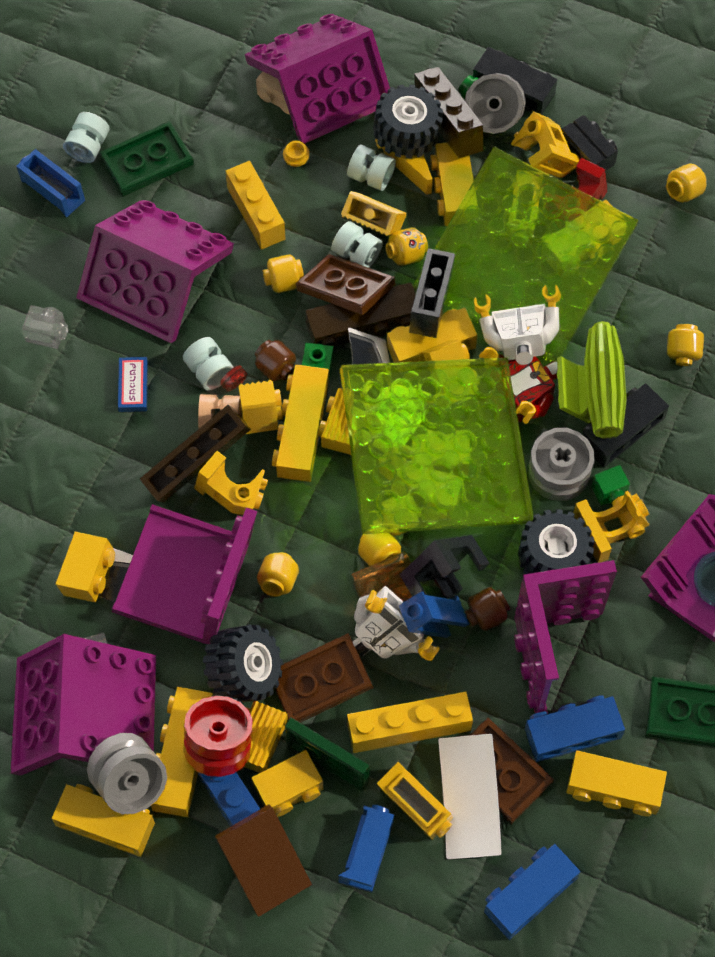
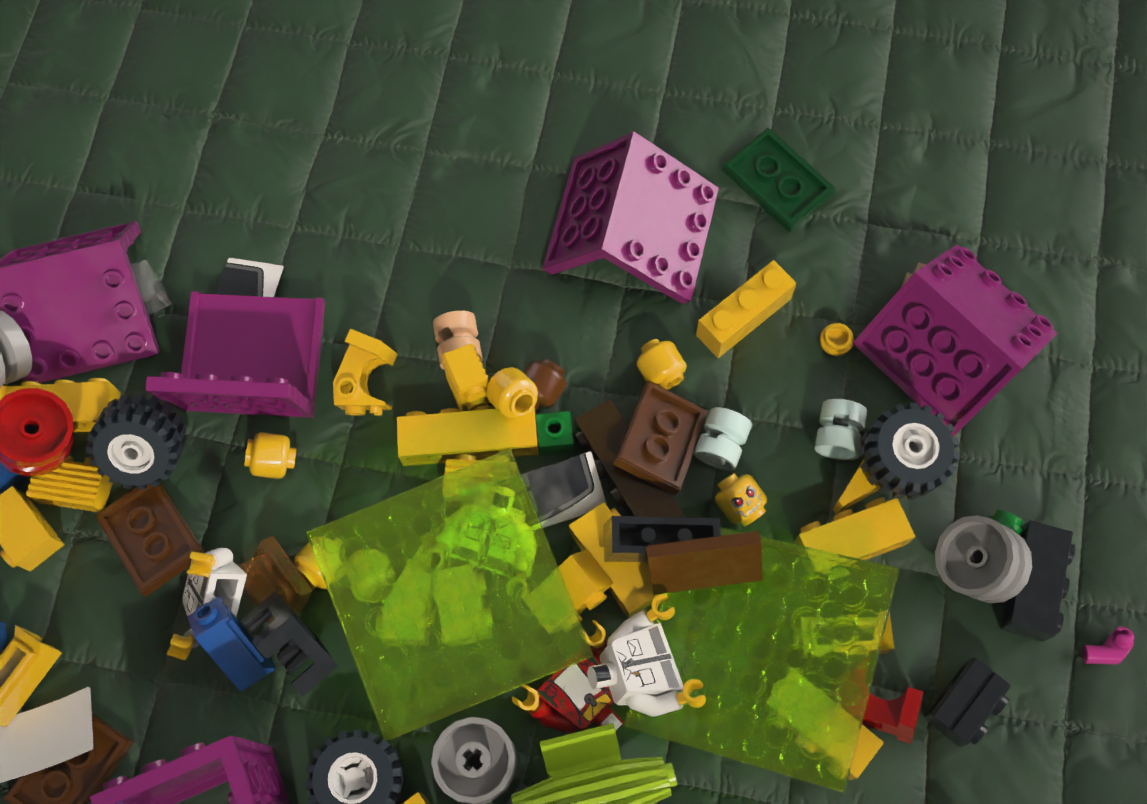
camera: 80 degrees right, 5 degrees up
(44, 326) = (525, 135): clear brick -> none
(51, 182) = (708, 89): blue window -> none
(85, 567) = (243, 254): yellow brick -> none
(86, 137) = (790, 106): light aqua wheel -> none
(132, 384) = (480, 244): tile -> none
(192, 454) = (388, 324): dark brown brick -> none
(207, 362) = (521, 309): light aqua wheel -> none
(233, 378) = (509, 345): clear red tile -> none
(285, 371) = (512, 393): none -> yellow head
(327, 754) = (46, 561): dark green tile -> none
(373, 214) = (770, 446): yellow brick -> none
(409, 722) = (106, 648): yellow brick -> none
(459, 123) = (947, 503): dark brown brick -> none
(459, 264) = (705, 562): none -> reddish brown tile
(487, 609) = (264, 709): reddish brown head -> none
(551, 143) = (946, 649): yellow tile -> none
(571, 53) = (1112, 651): none -> dark pink arm

